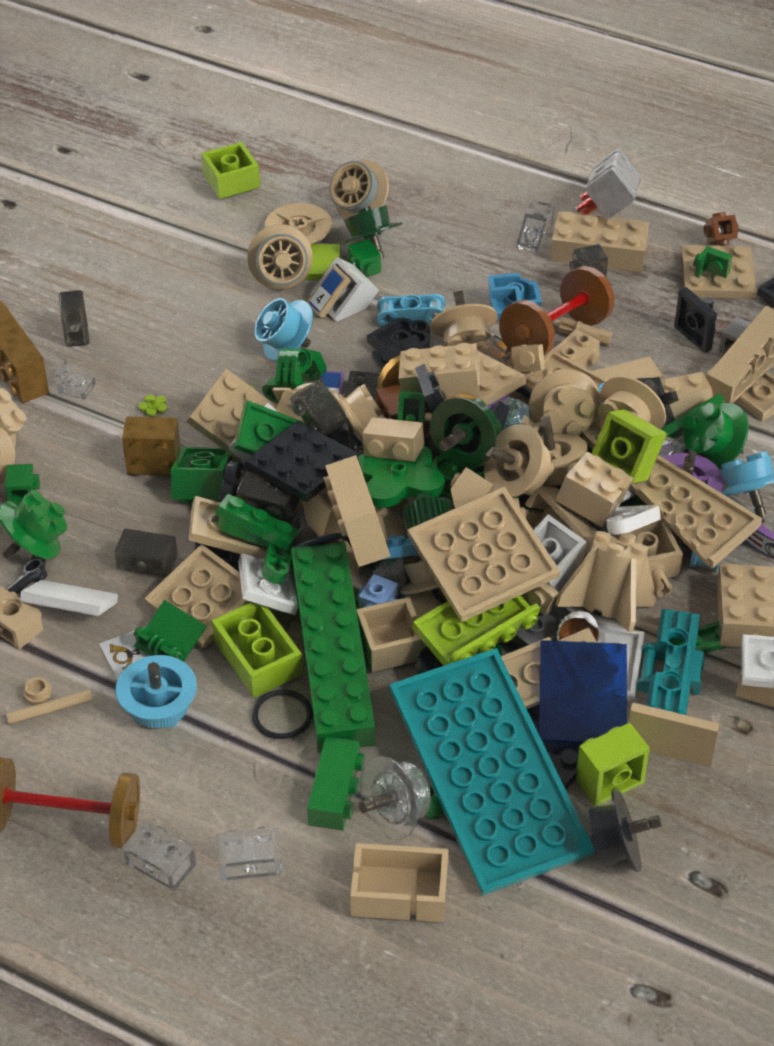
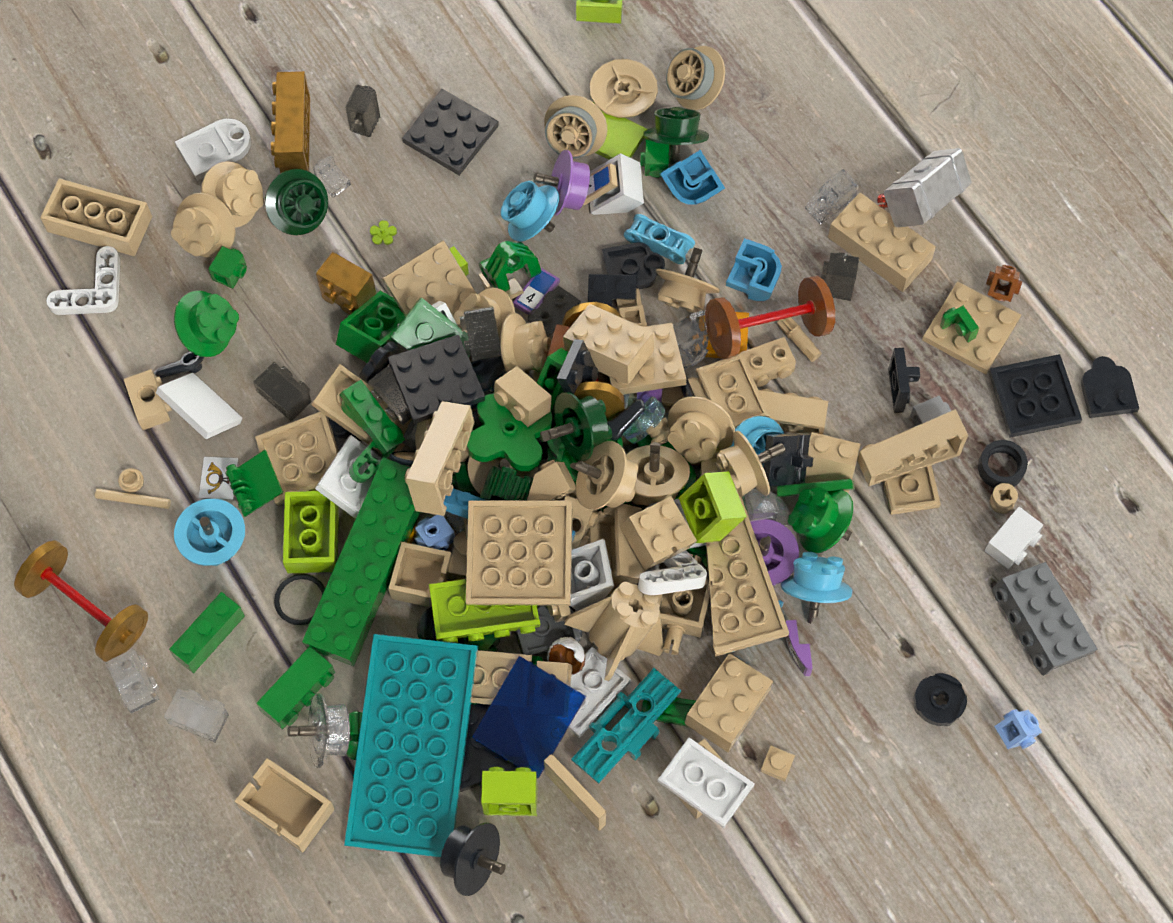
camera: 30 degrees right, 20 degrees up
(59, 404) = (296, 202): none -> dark green piece
(162, 311) = (450, 132): none -> plate
(209, 778) = (207, 632): none -> green brick
(301, 285) = (569, 179): none -> medium lavender piece
(410, 258) = (693, 180): none -> dark azure brick
(528, 358) = (707, 356): tan bracket -> none

